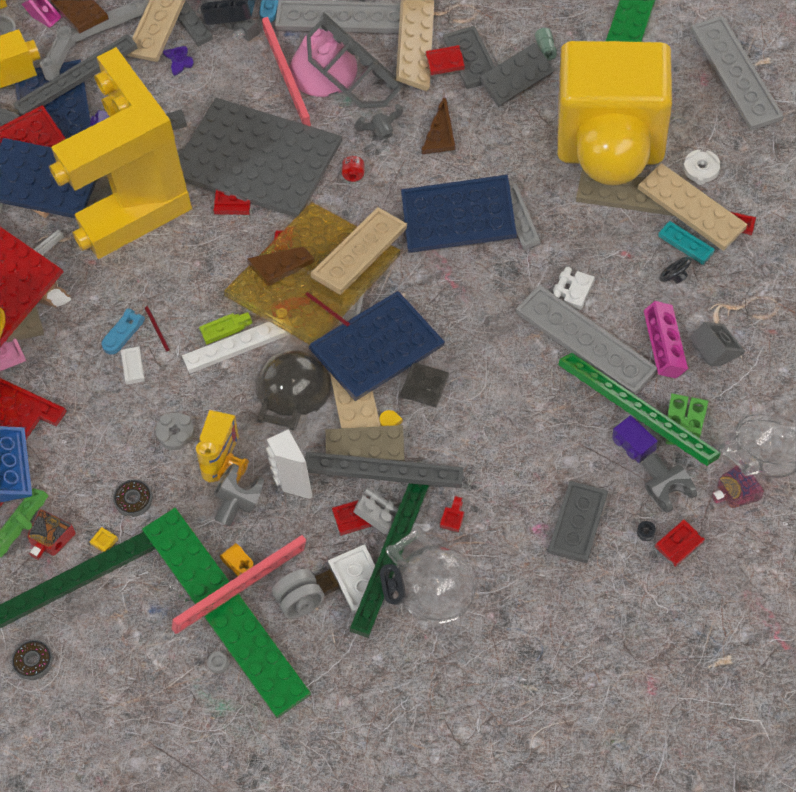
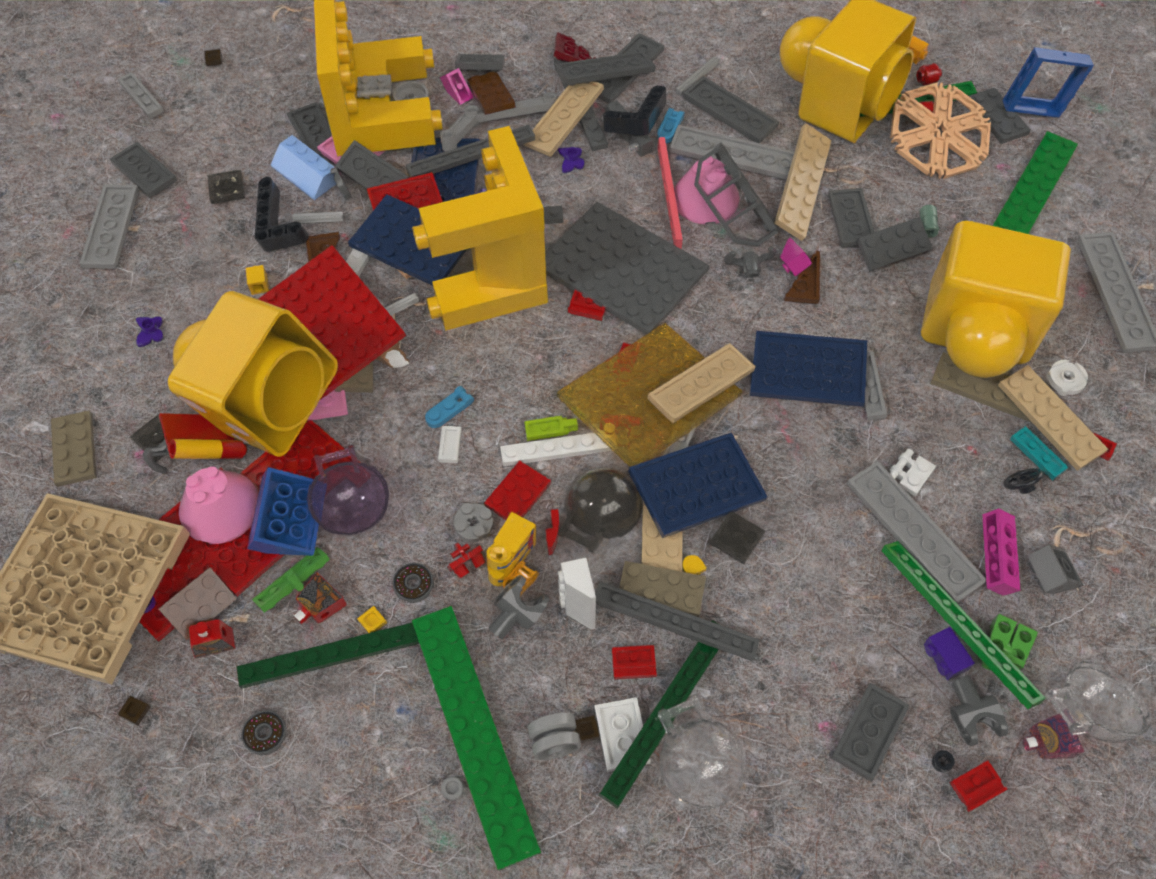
camera: 10 degrees right, 0 degrees up
(50, 433) = (348, 495): none -> clear purple windscreen
(157, 328) = (483, 413): dark red piece -> none
(171, 471) = (458, 565): none -> red hips
(209, 392) = (517, 491): none -> red plate
(236, 559) = (500, 680): light orange piece -> none
(238, 584) = (493, 710): coral tile -> none
(251, 422) = (552, 533): none -> red slope
(280, 264) = (619, 378): reddish brown wing -> none
(327, 309) = (656, 435): dark red piece -> none
(353, 168) = (713, 299): red head -> none
(374, 514) = (653, 666): light grey plate -> none
(392, 585) = (656, 755): black plate -> none
(422, 110) = (794, 258): none -> dark pink slope
(445, 60) = (826, 214): red plate -> none
(453, 517) = (736, 690): red plate -> none

